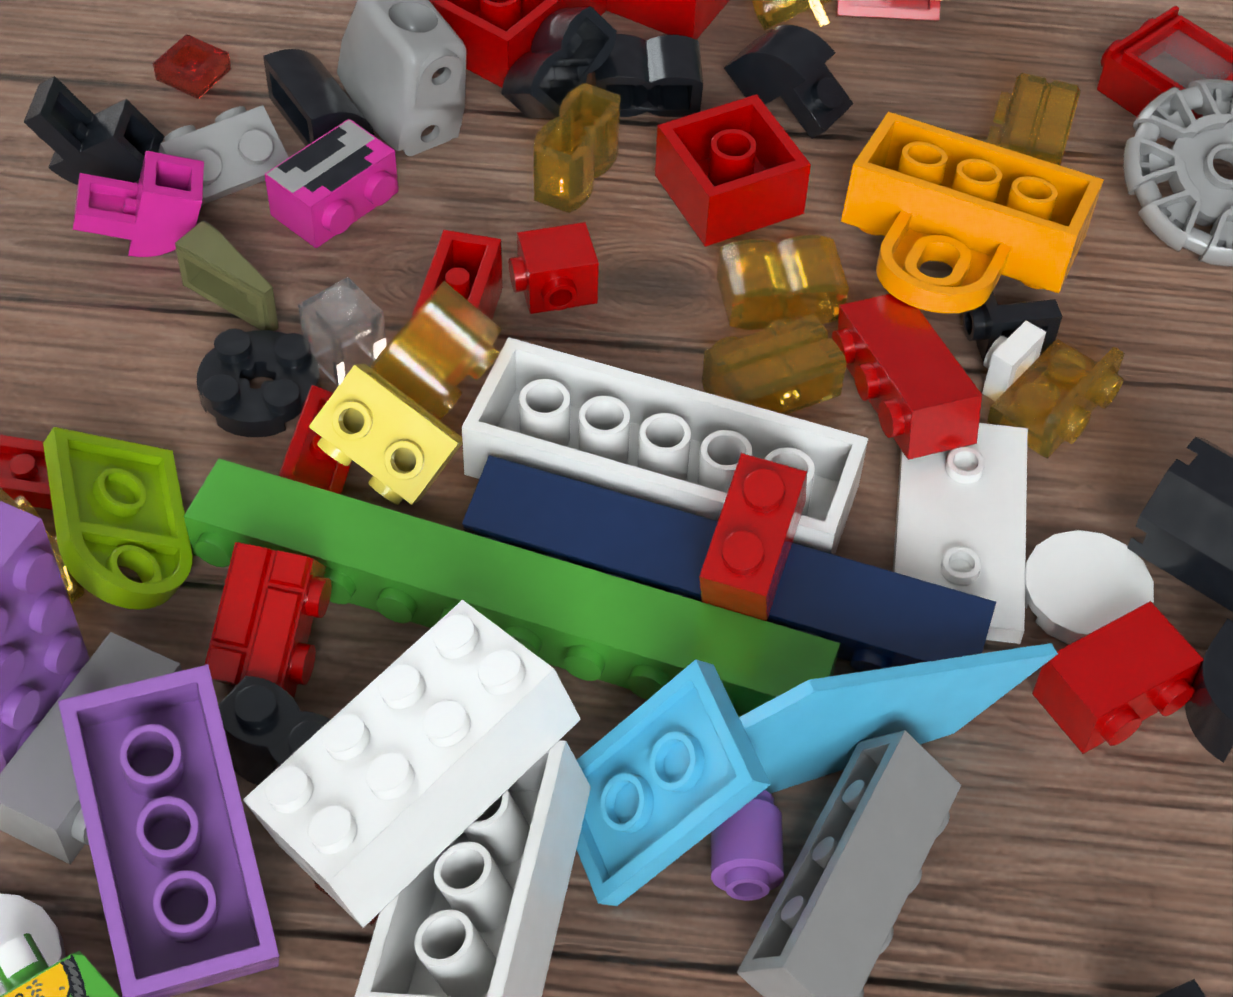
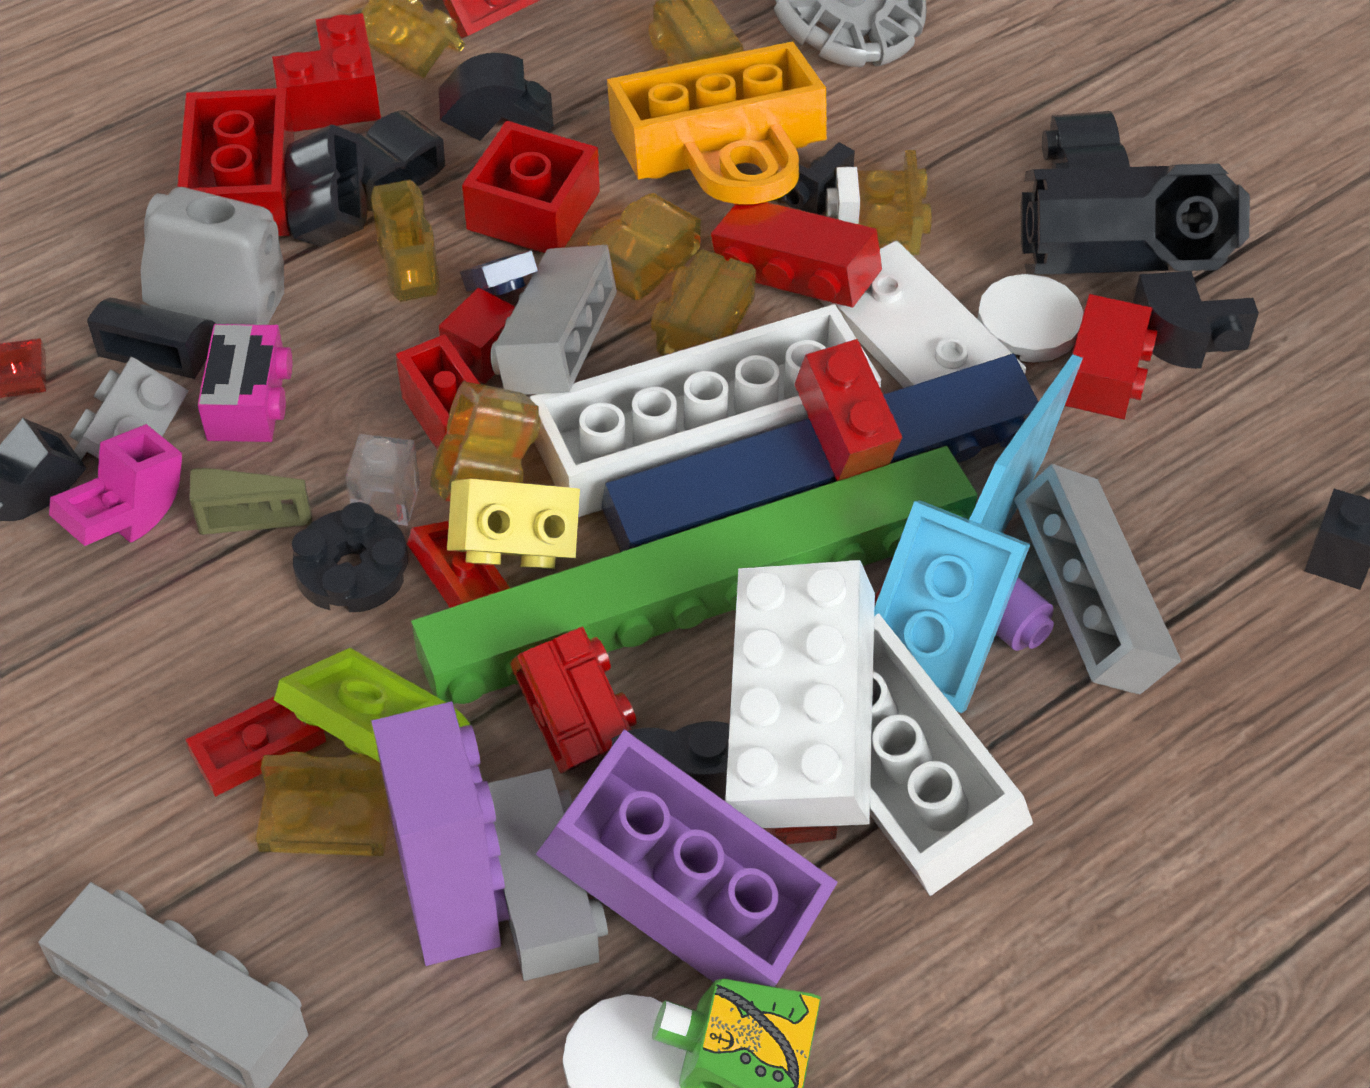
camera: 40 degrees left, 0 degrees up
(609, 289) = (555, 321): none -> light grey brick
(619, 225) = (500, 274): none -> plate

